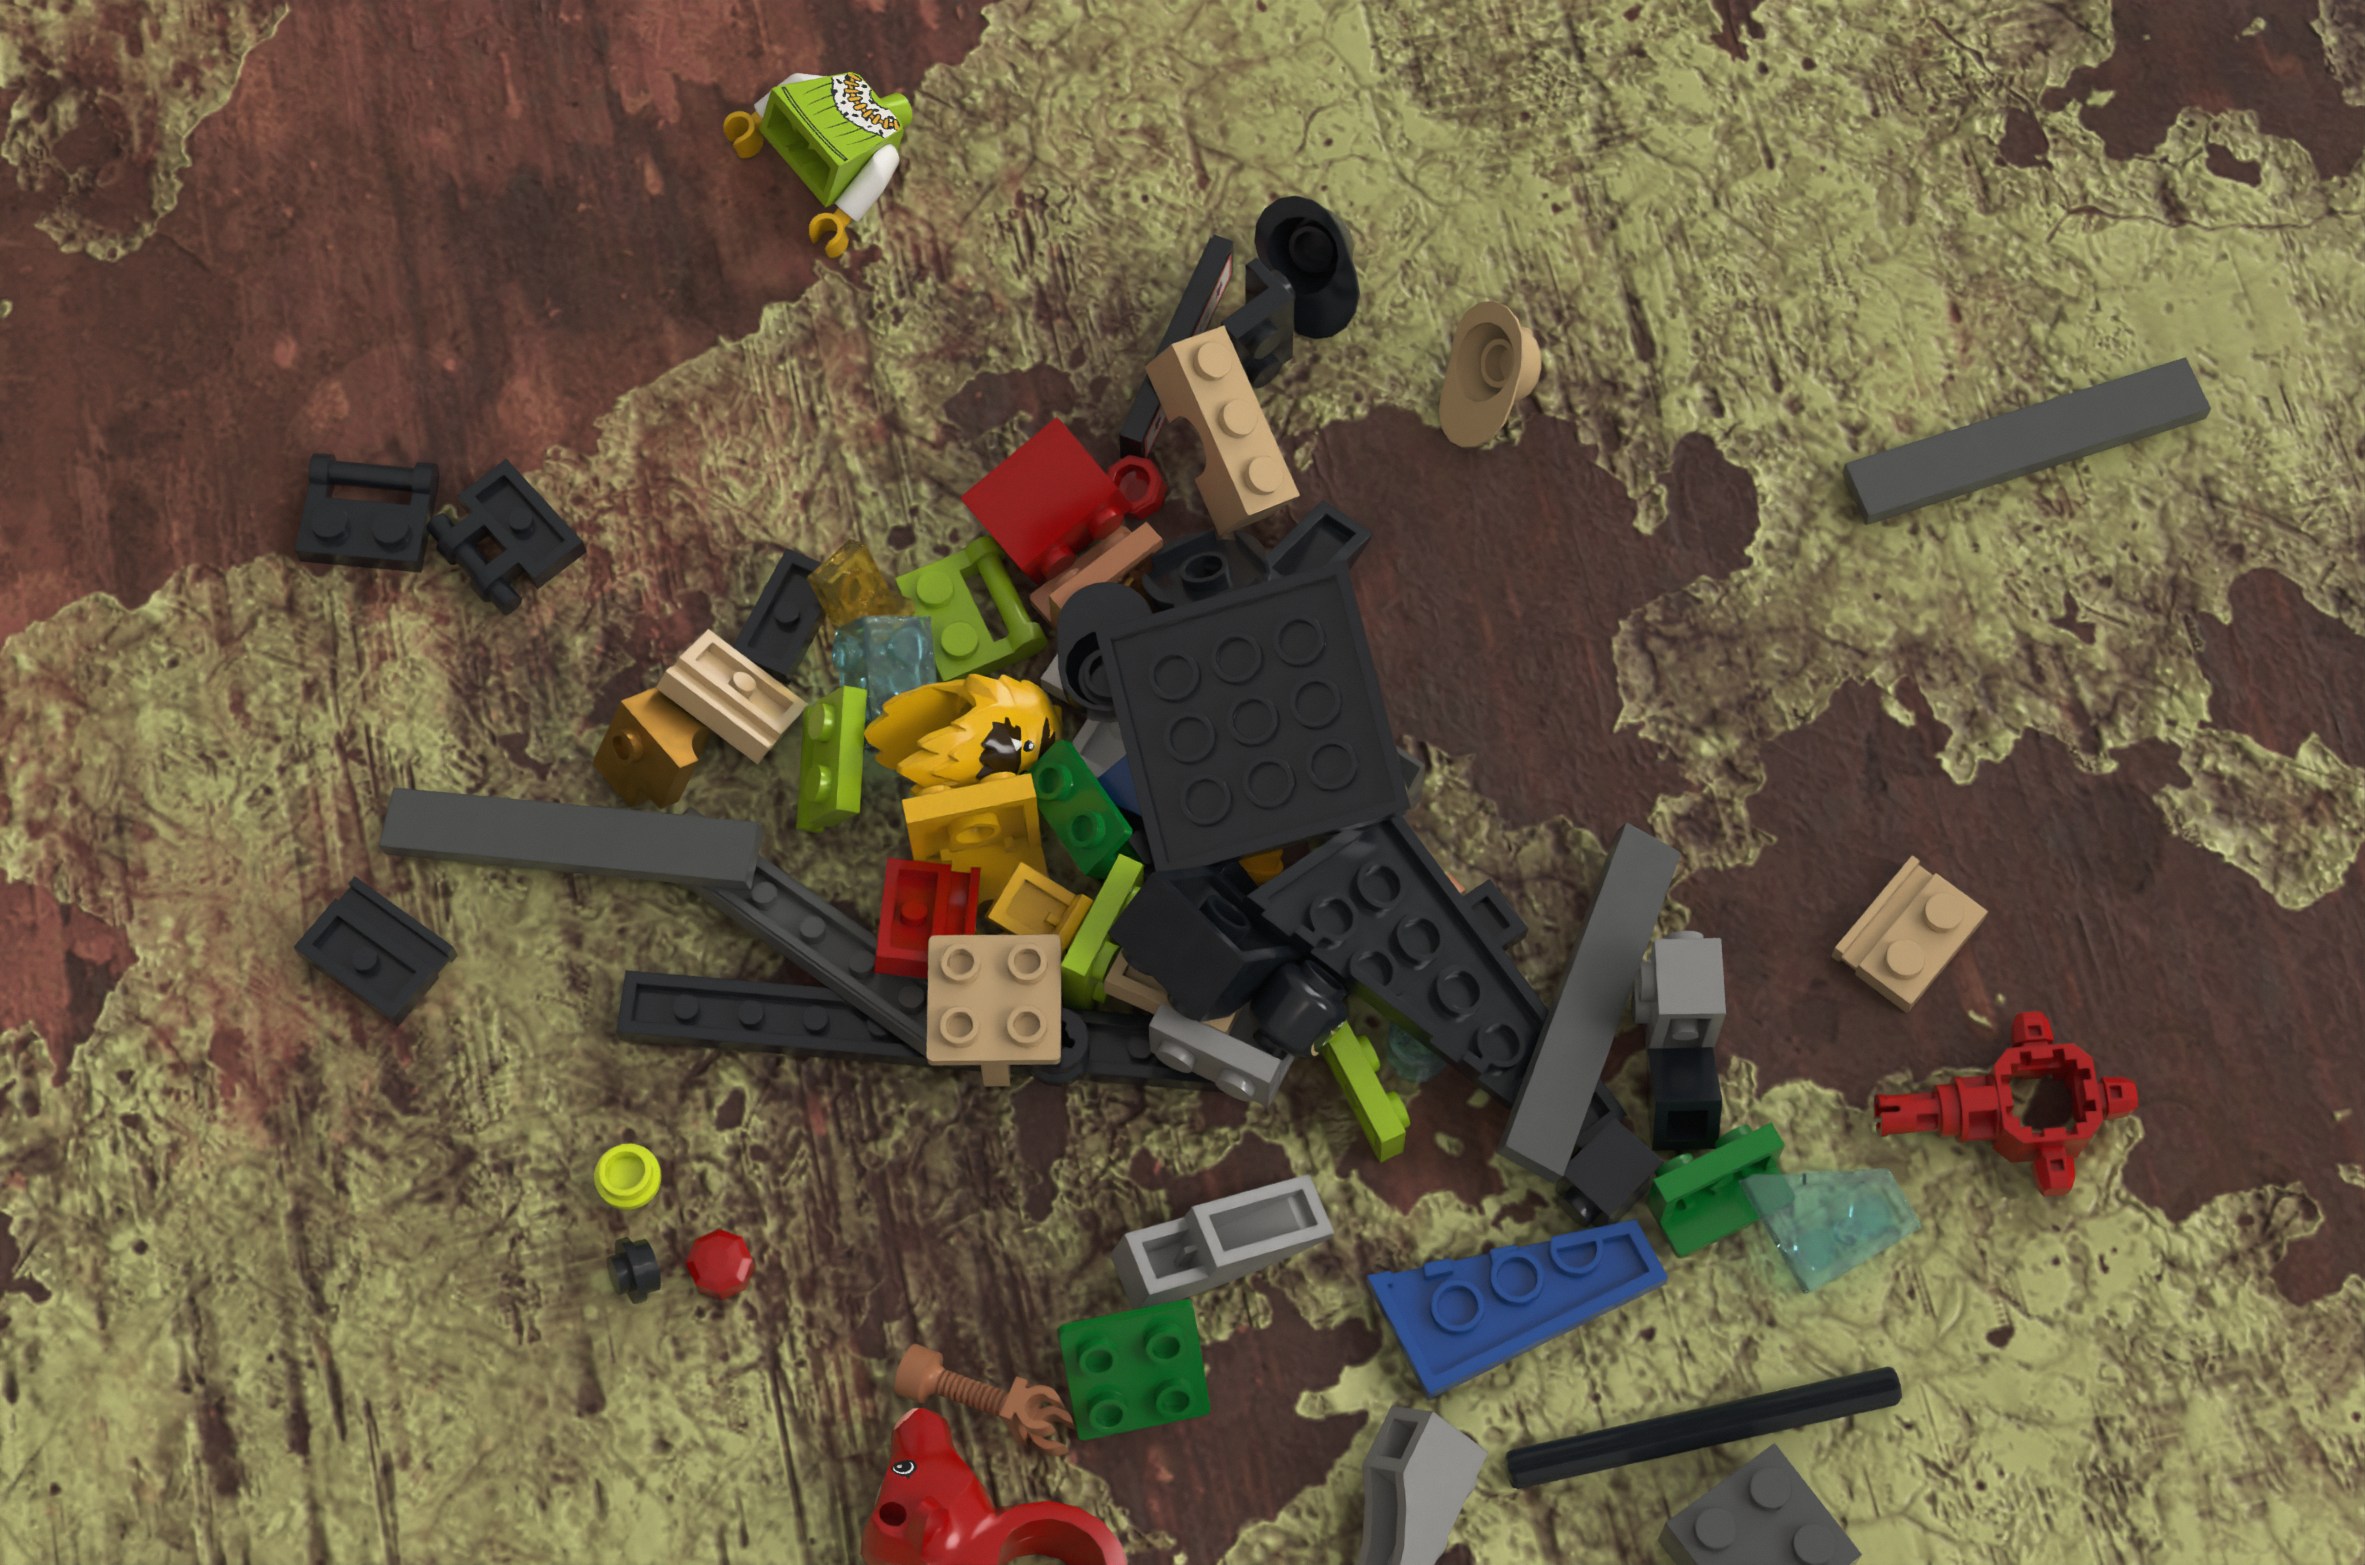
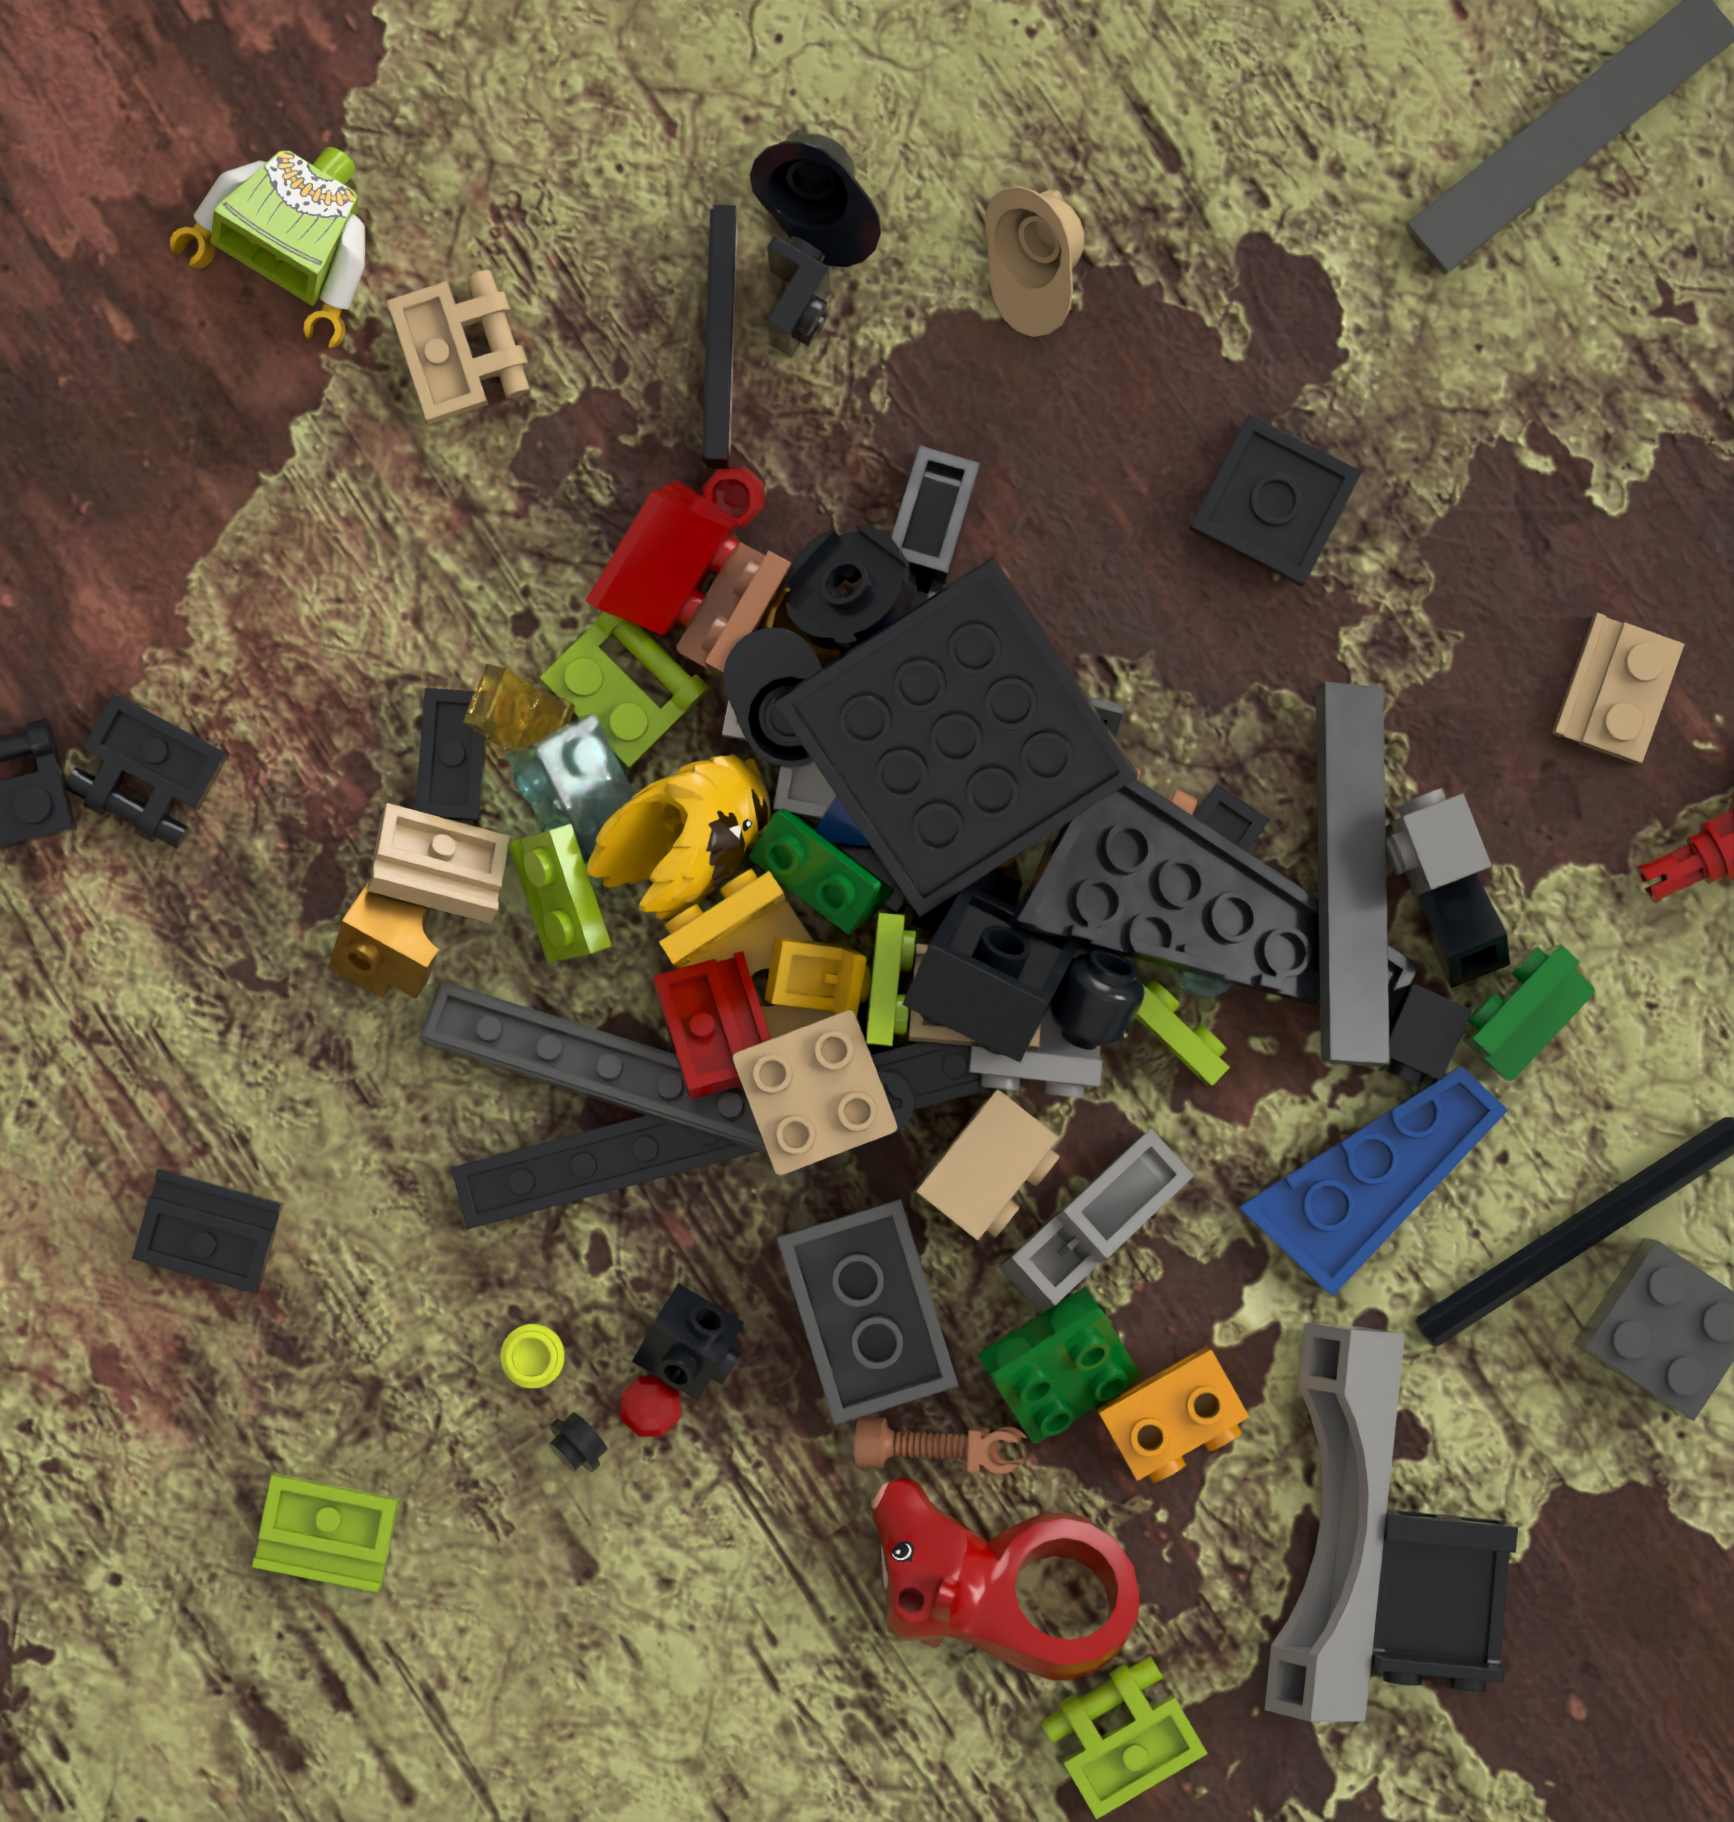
camera: 20 degrees left, 20 degrees up
(358, 1267) = (326, 1532): none -> lime plate
(572, 838) = (344, 1058): dark grey tile -> none
(781, 1208) = (690, 1343): none -> black brick
(920, 285) = (439, 351): none -> tan plate
(964, 1238) = (867, 1311): none -> dark grey brick
(1135, 1138) = (989, 1165): none -> tan brick
(1227, 1453) = (1173, 1415): none -> light orange brick
(1244, 467) = (776, 386): tan arch -> none
(1636, 655) = (1275, 500): none -> black plate
(1830, 1219) = (1636, 999): clear light blue wing -> none

